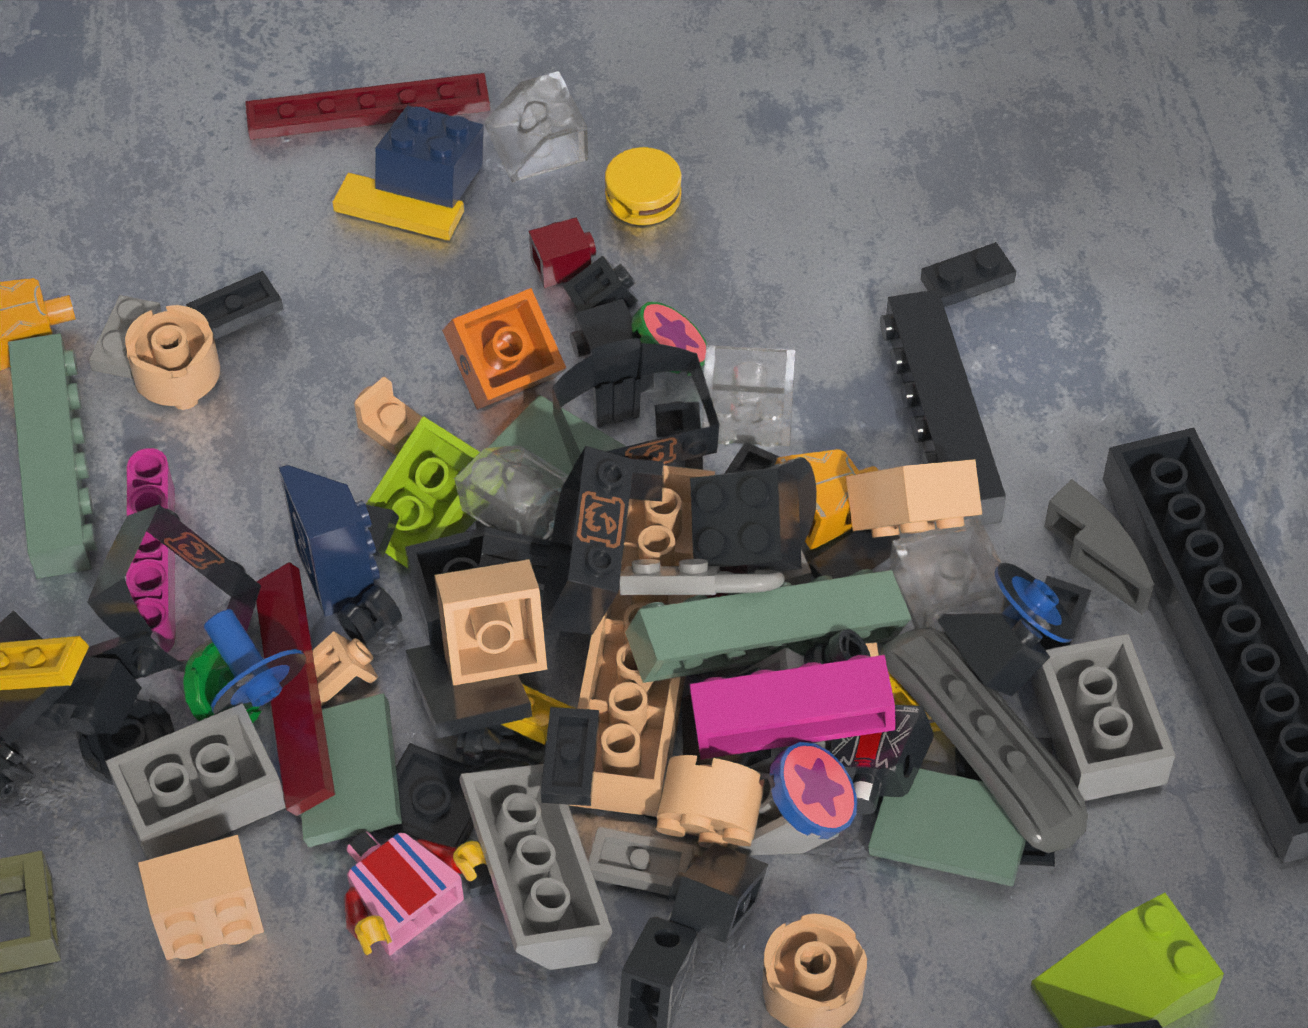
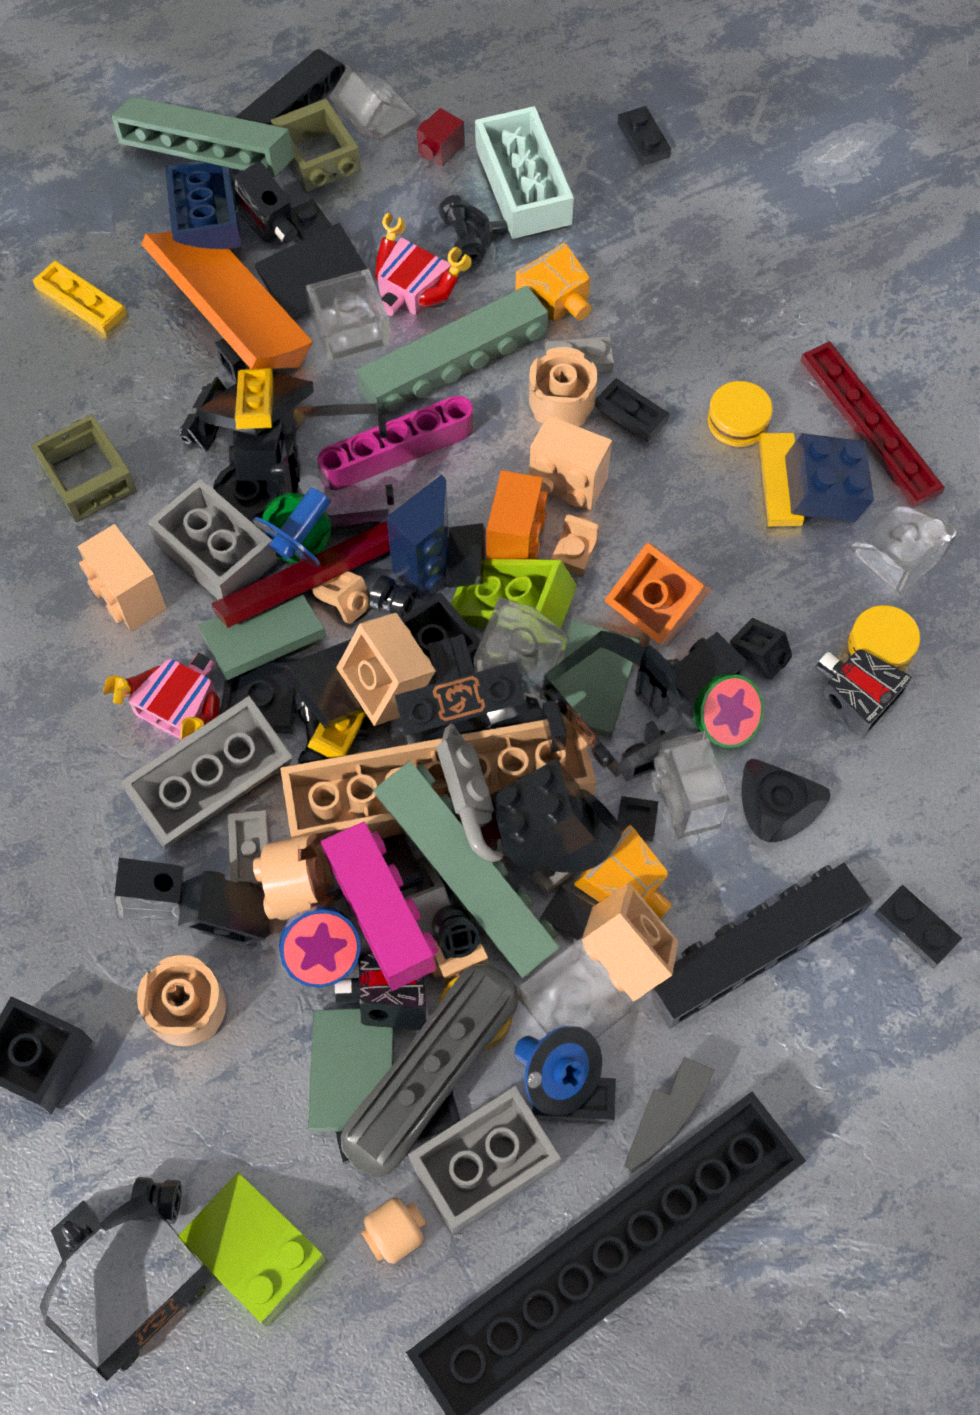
camera: 70 degrees right, 10 degrees up
(287, 377) = (570, 462): none -> light nougat brick
(296, 210) = (739, 413): none -> yellow head
(338, 444) = (516, 517): none -> orange brick
(560, 251) = (785, 603): dark red brick -> none
(570, 756) = (288, 763): black plate -> none
(693, 223) = (861, 688): none -> black torso
(790, 325) = (779, 801): none -> black hat
(997, 648) = (504, 1048): black slope -> none
(1149, 832) = (393, 1230): none -> light nougat head

